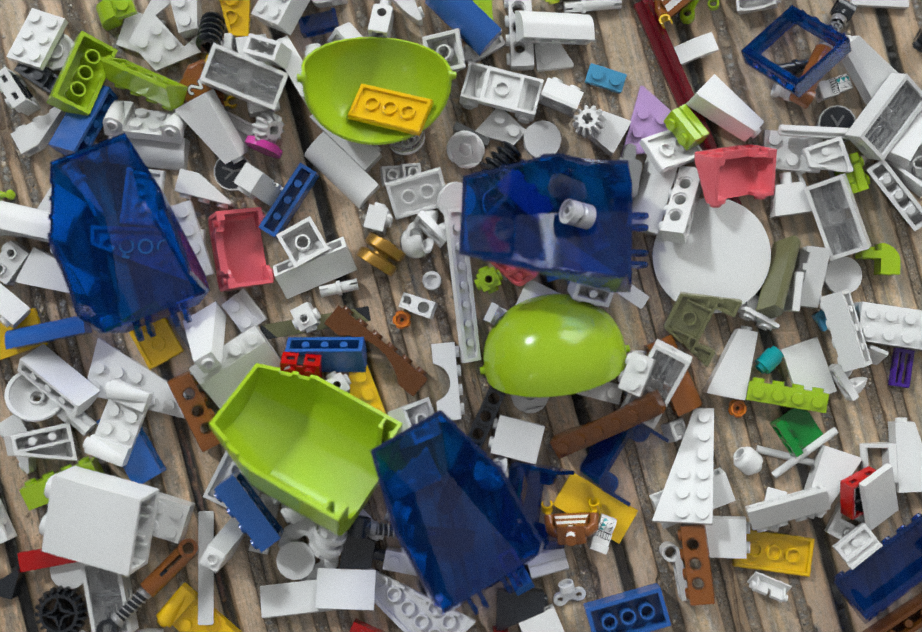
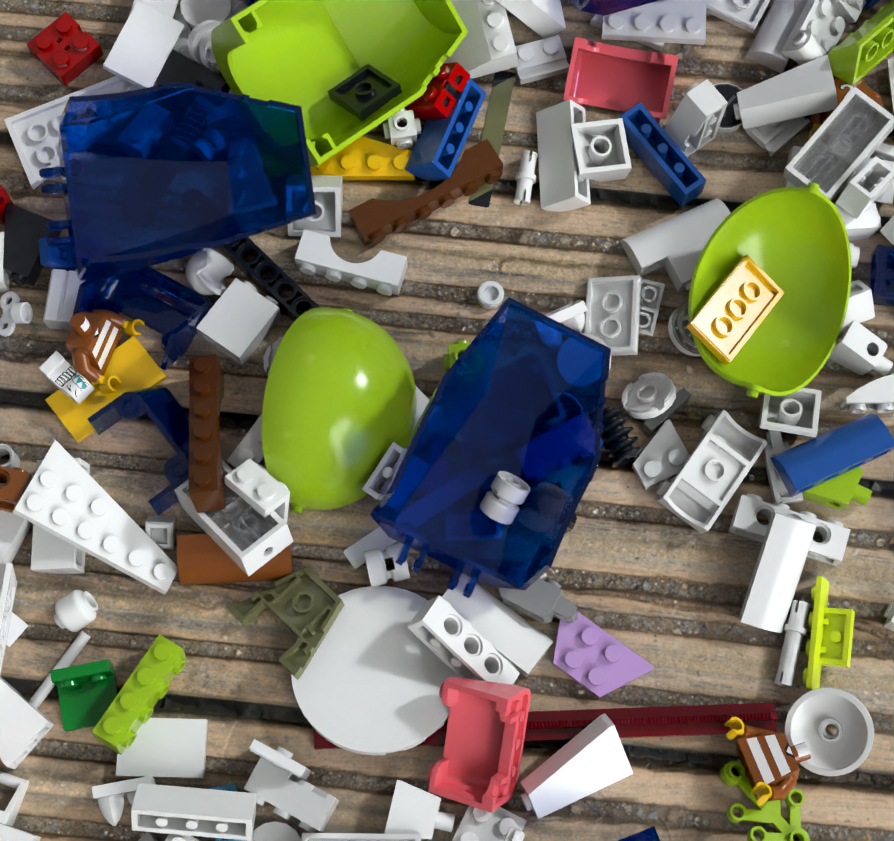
camera: 105 degrees right, 15 degrees down
(196, 185) = (719, 61): white slope -> none
(264, 147) = (742, 147): dark pink tile -> none
(268, 127) = (765, 162): white gear -> none
(300, 314) = (503, 123): white brick -> none
(324, 419) = (365, 92): none -> black hinge
(378, 218) = (596, 250): white brick -> none
(381, 253) = (548, 236): pearl gold wheel -> none
(401, 314) = (454, 232): orange plate -> none
(413, 243) = (550, 287): white helmet -> none
(418, 305) = (463, 264): white leg -> none
(462, 290) = (424, 314): white plate -> none
(494, 313) = (416, 350): white bracket -> none
(541, 138) = (626, 503): white tile -> none
(551, 57) = (736, 560): white wing -> none
(560, 96) = (677, 547): white slope -> none
(586, 115) = (627, 565): white gear -> none
(605, 78) = (681, 623): dark azure plate -> none
(612, 133) = (606, 593): white torso -> none
(647, 281) = (377, 568): none -> white wheel
(666, 151) = (549, 666): white tile -> none
(686, 127) = (570, 698): lime brick -> none
(696, 48) = (679, 766): white slope -> none
(732, 408) = (148, 621): orange plate -> none
(734, 366) = (211, 642): white slope -> none
(748, 312) = (270, 707): white bracket -> none
(769, 360) = (199, 695): teal brick -> none
(779, 277) = (309, 746): olive brick -> none
(806, 451) = (51, 695): white bar -> none

